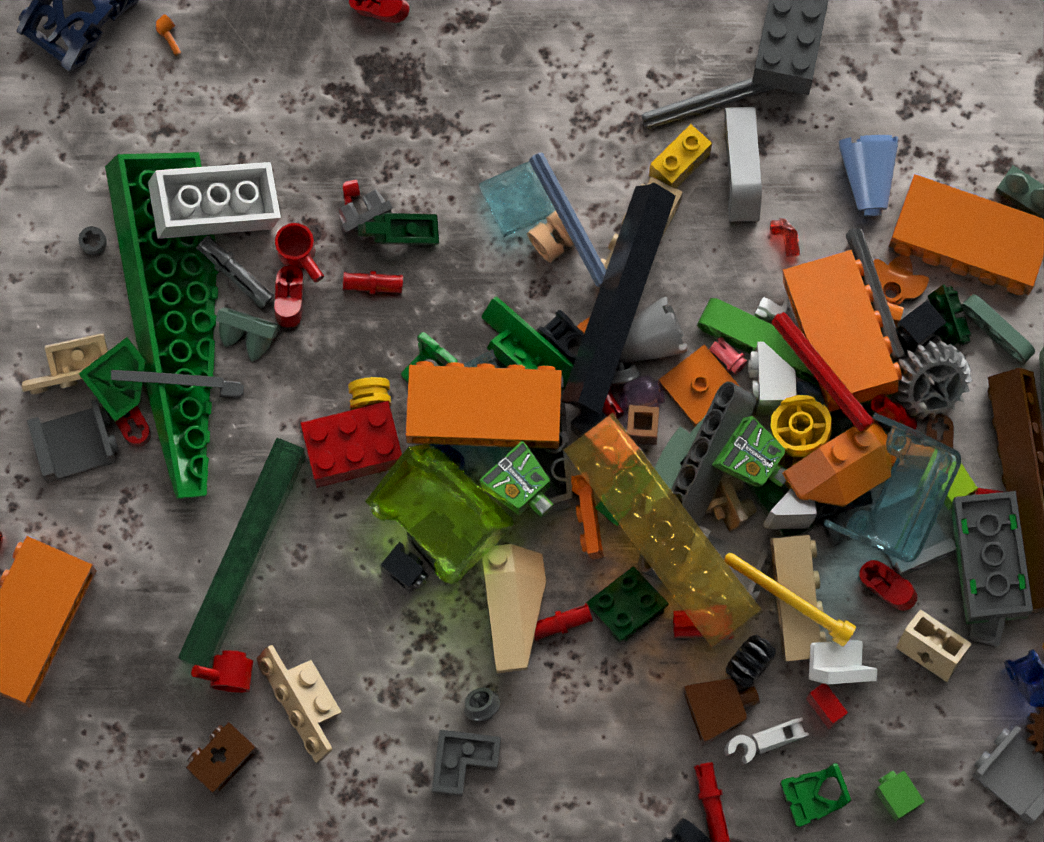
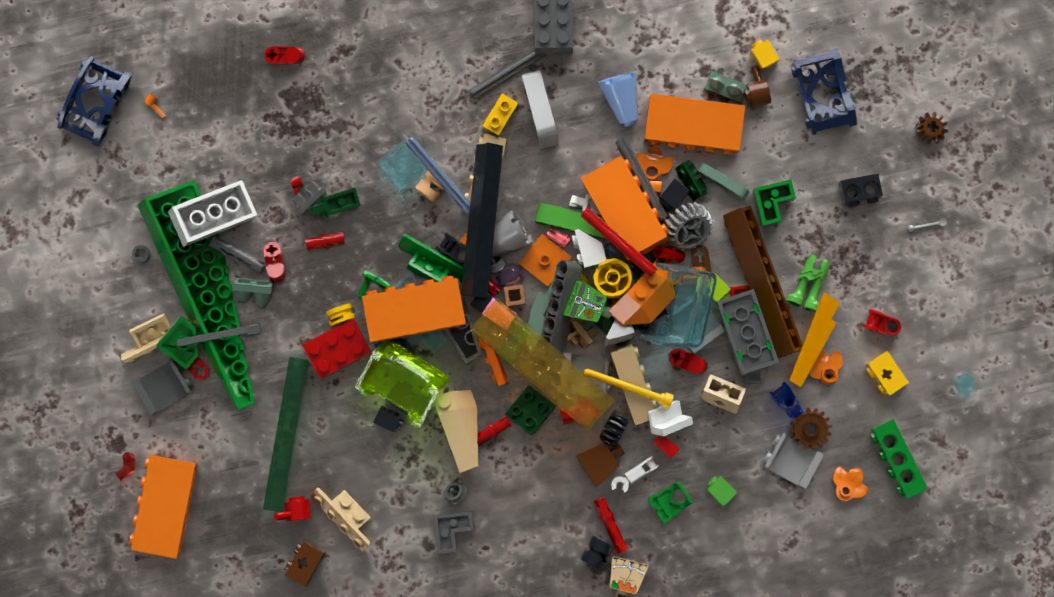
camera: 10 degrees left, 10 degrees up
(297, 248) = (272, 230): red piece -> none
(519, 482) = (447, 353): torso -> none
(789, 234) = (579, 148): clear red arm -> none

